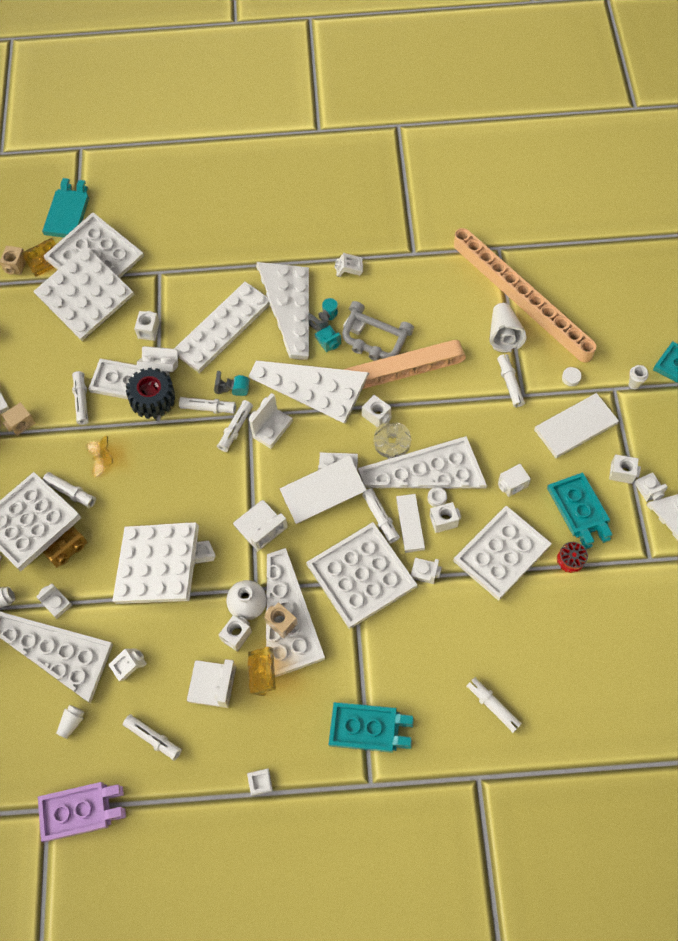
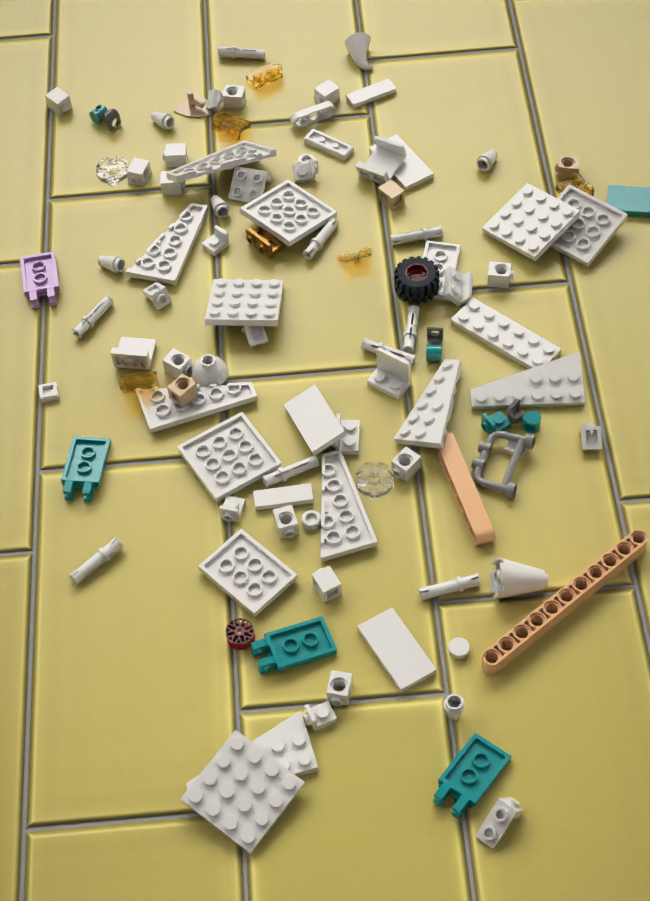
camera: 90 degrees right, 10 degrees down
(260, 525) = (281, 377): white bracket -> none

